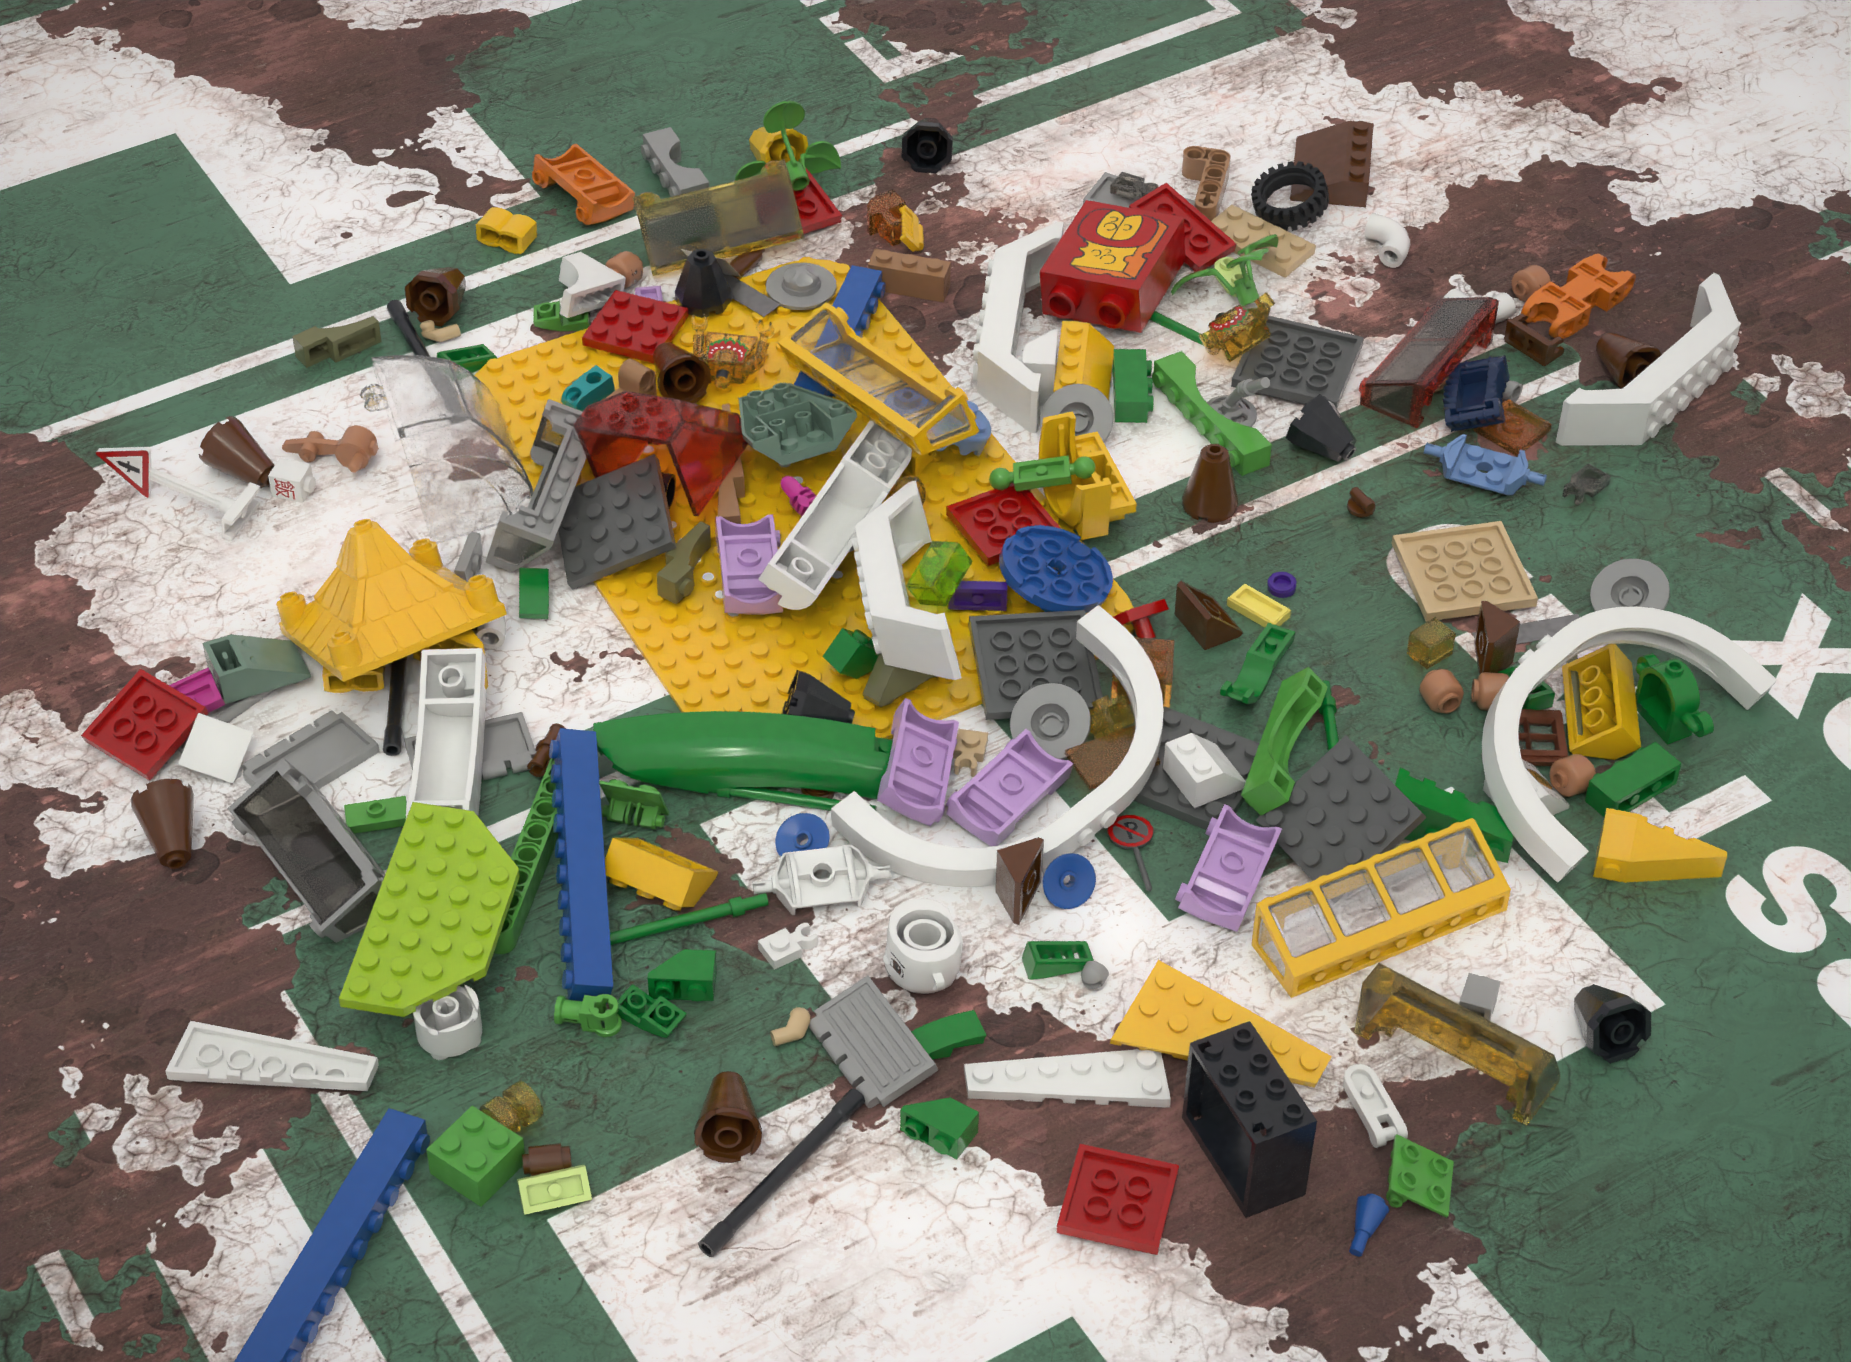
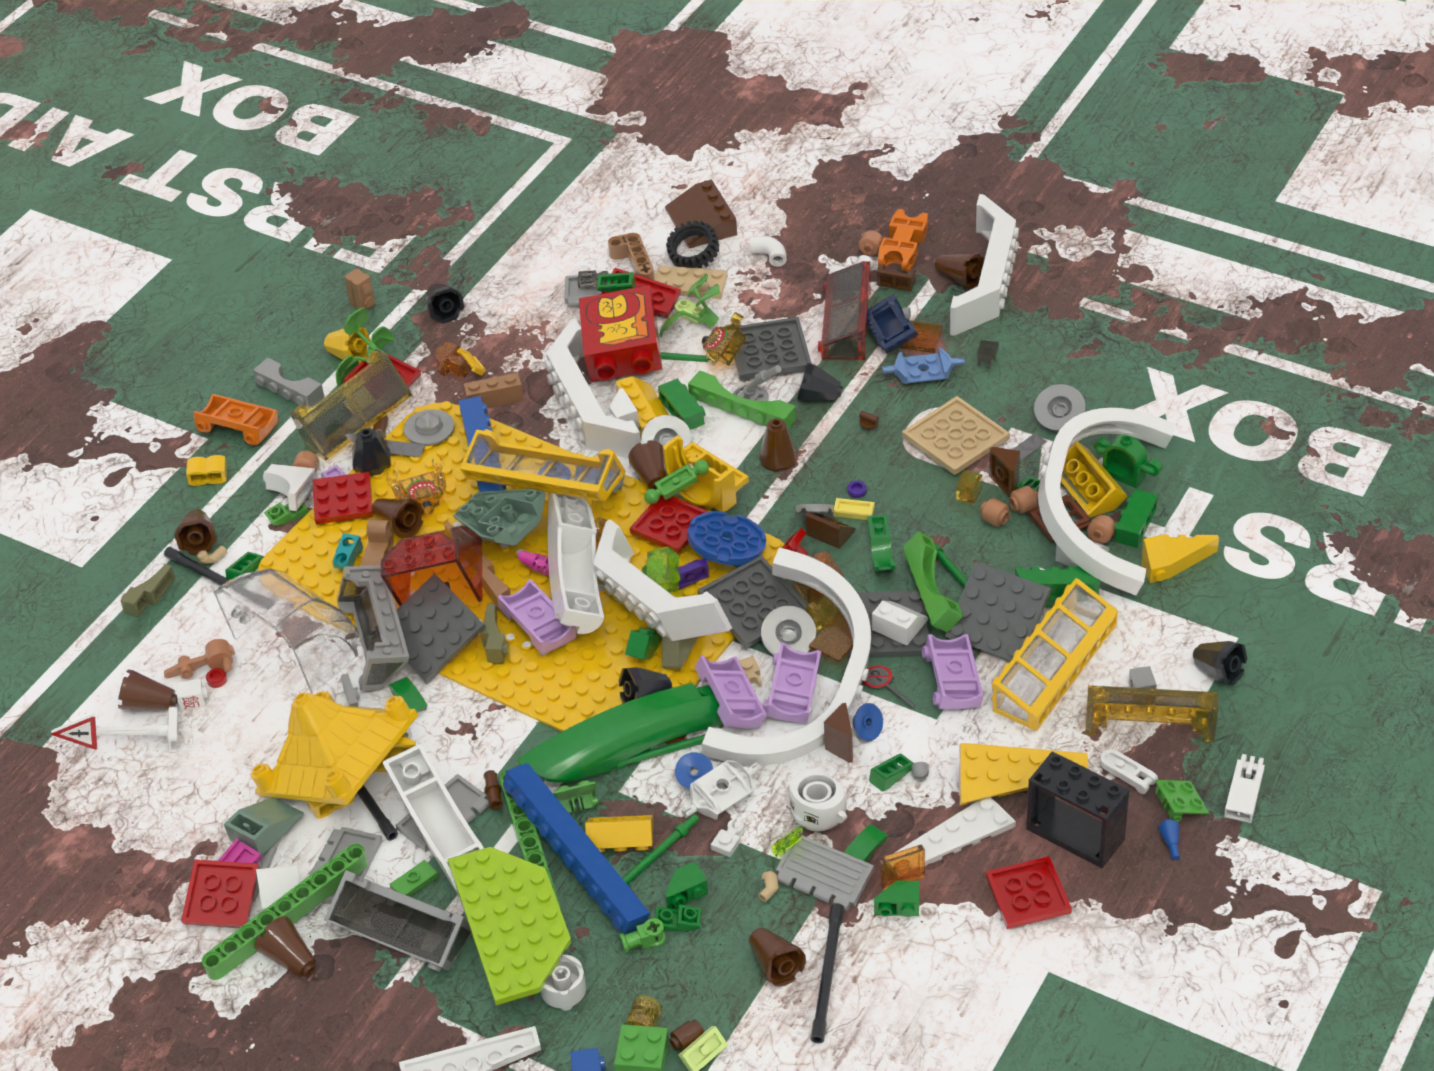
camera: 25 degrees left, 0 degrees up
(208, 776) = (291, 901): none -> bright green beam
(337, 474) = (216, 678): none -> red tile
(837, 90) = (359, 289): none -> medium nougat brick
(849, 979) = (787, 841): none -> clear neon green slope
(971, 1082) = (903, 866): none -> clear orange tile
(1024, 434) = (648, 462): none -> reddish brown cone
(1169, 202) = (626, 281): none -> green slope
(1201, 583) = (814, 508): none -> light grey tile
(1516, 1211) = (1244, 791): none -> white hinge

